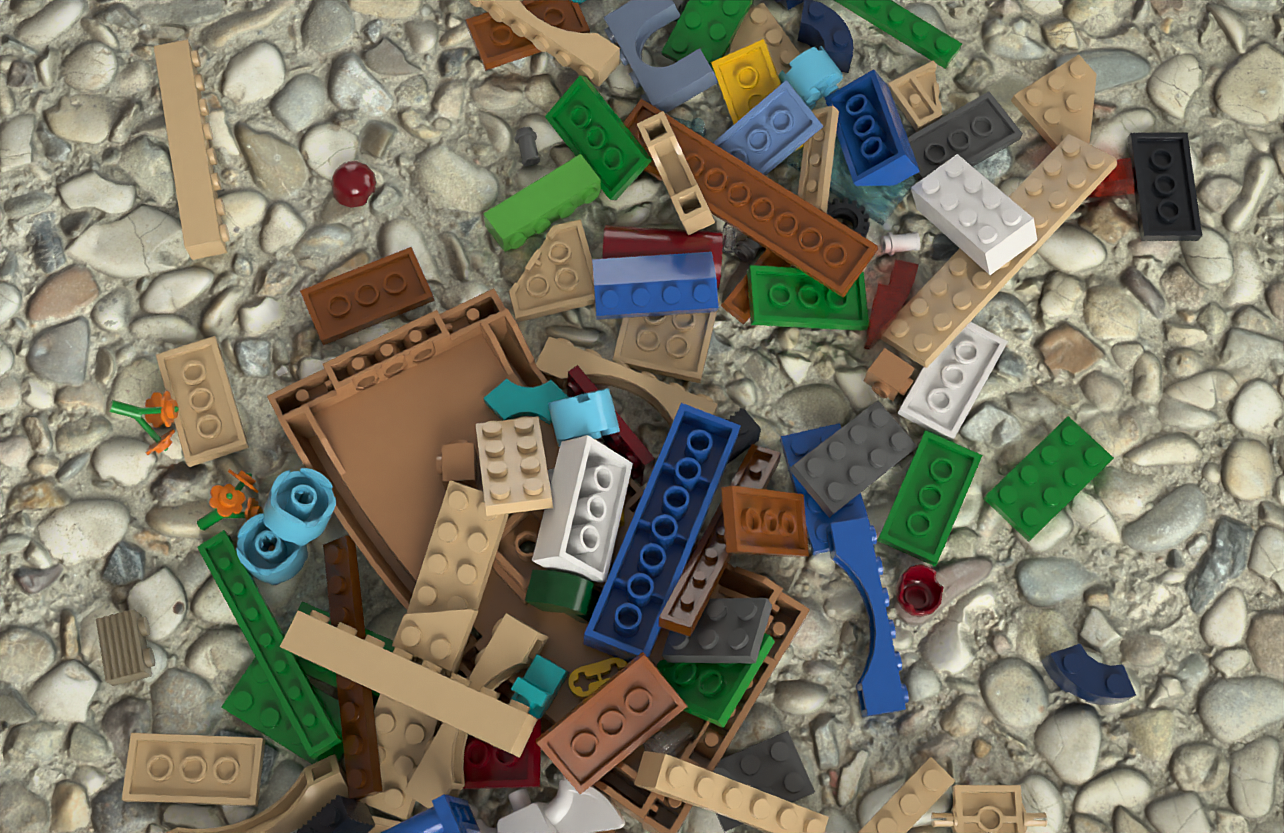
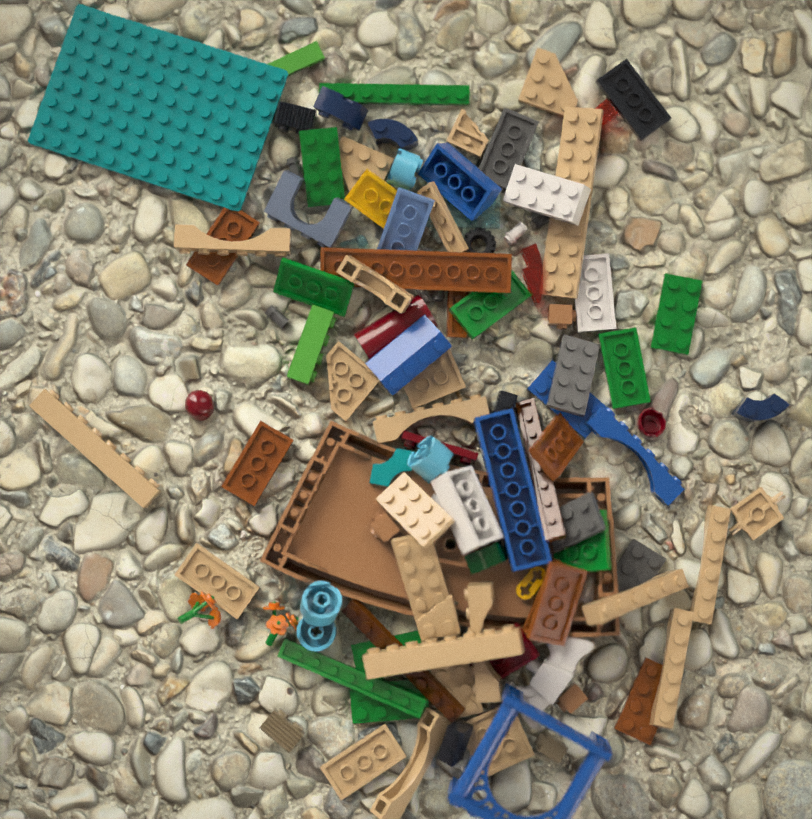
camera: 35 degrees left, 15 degrees up
(539, 685) = (506, 608): teal brick -> none

